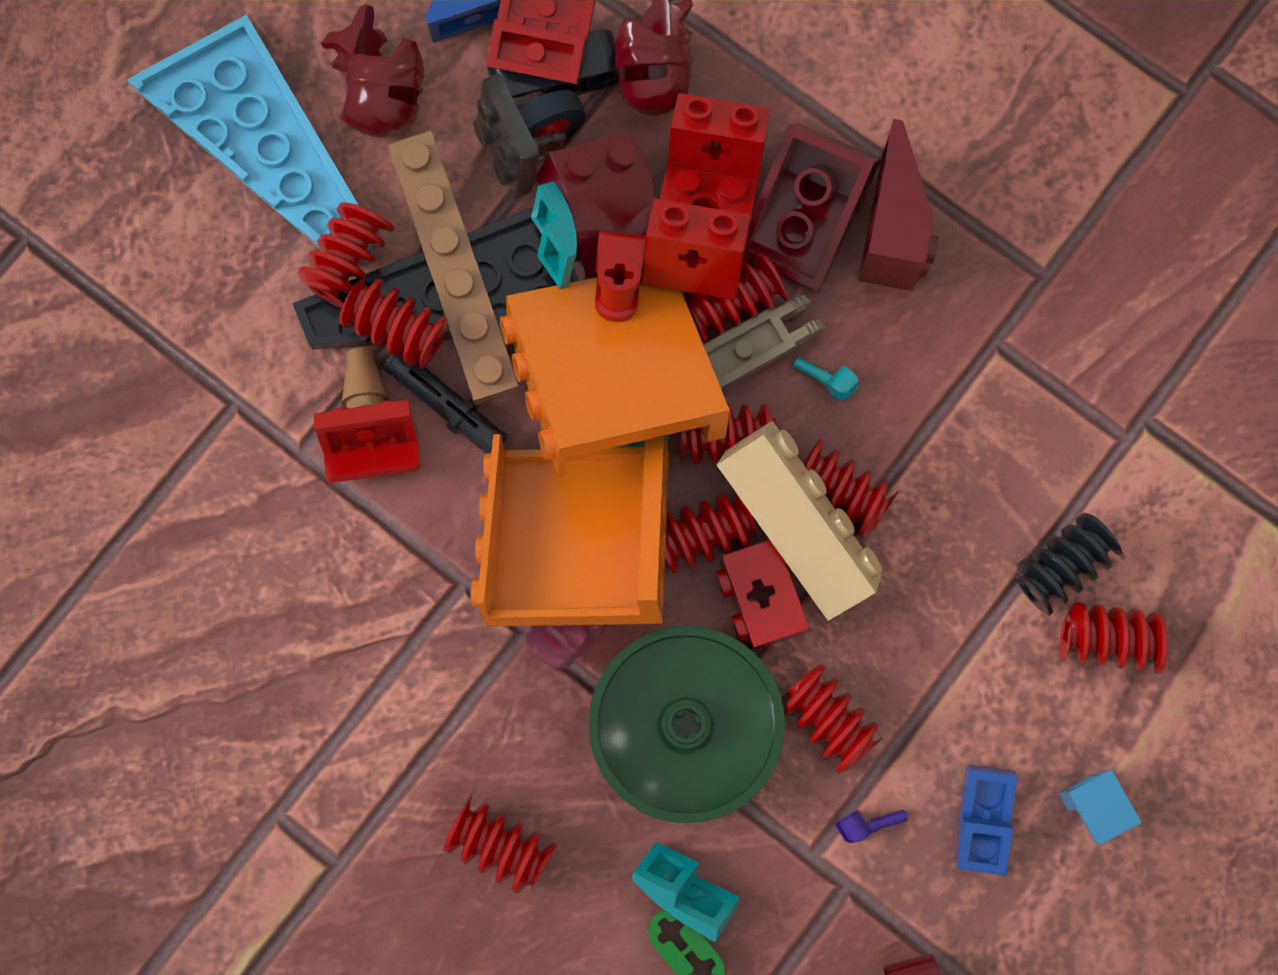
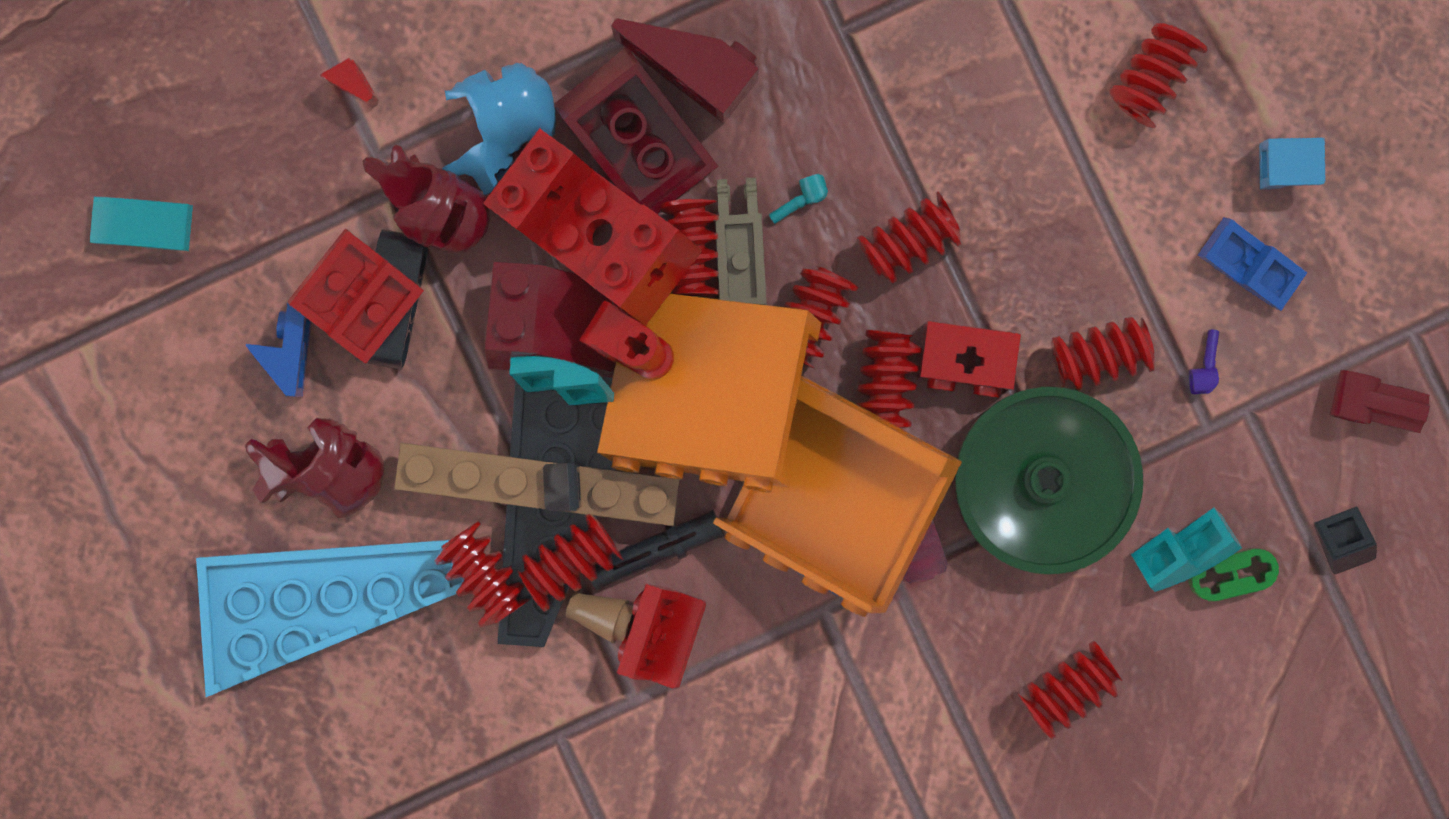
camera: 65 degrees left, 10 degrees up
(461, 283) = (562, 487): none -> black slope
(523, 129) = (435, 359): clear smoke plate -> none
(764, 78) = (507, 118): none -> dark azure piece
(801, 520) = (925, 293): tan brick -> none
(1065, 560) = (1072, 79): black piece -> none

